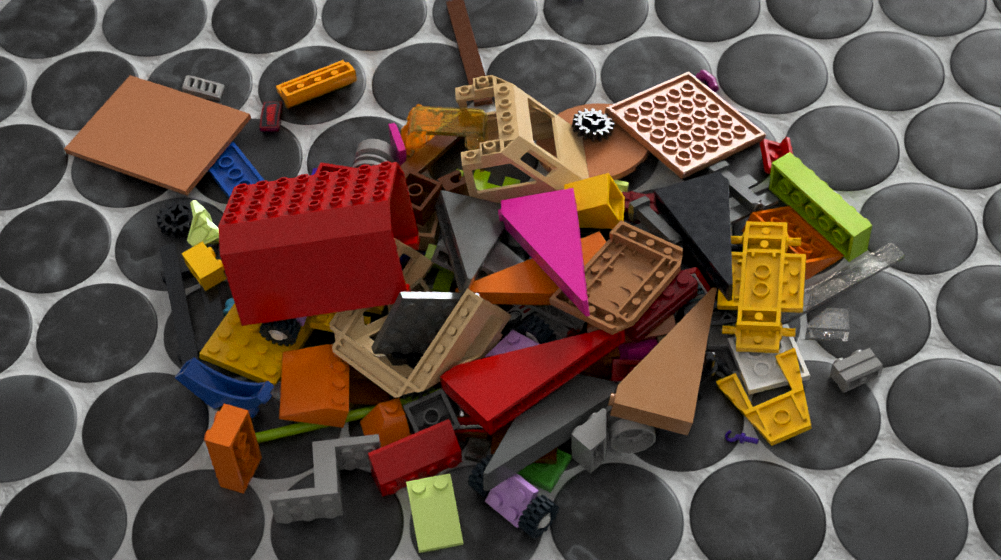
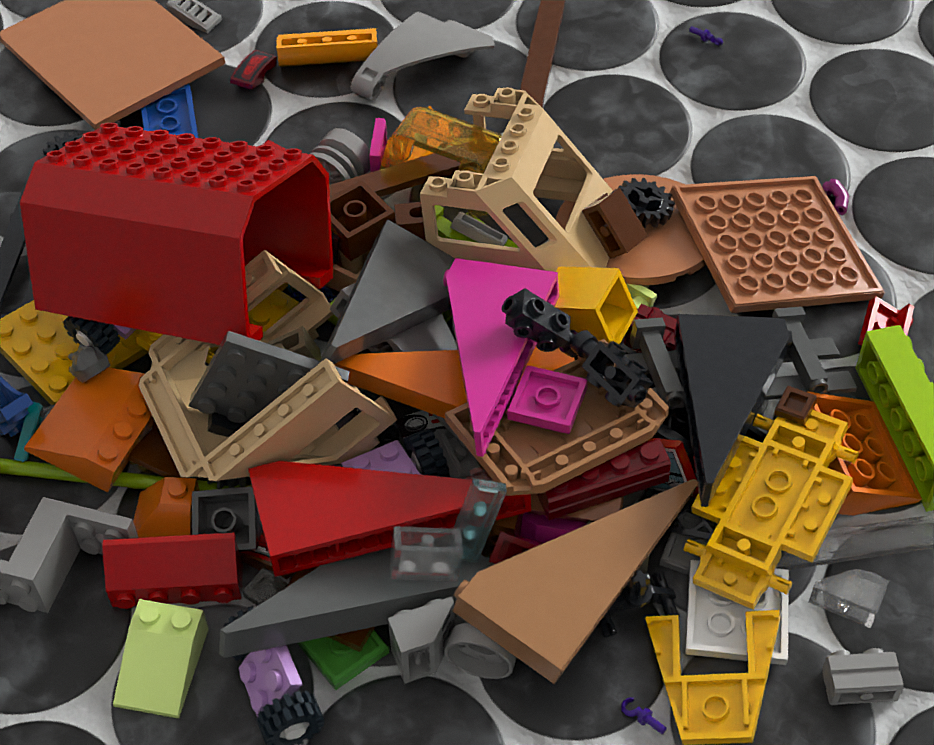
camera: 20 degrees right, 0 degrees up
(268, 413) = (30, 425): none -> teal tile
(288, 350) = (87, 362): none -> dark grey piece
(379, 62) = (414, 42): none -> light grey panel
(492, 178) = (477, 230): none -> light grey tile
(577, 387) = (426, 553): none -> clear brick
(584, 145) = (615, 223): none -> reddish brown brick
(584, 222) = (539, 321): none -> black brick
(598, 357) = (478, 516): none -> clear light blue tile
(607, 268) = (547, 399): none -> dark pink plate
(645, 240) = (625, 382): none -> black brick
(752, 222) = (795, 405): none -> reddish brown tile

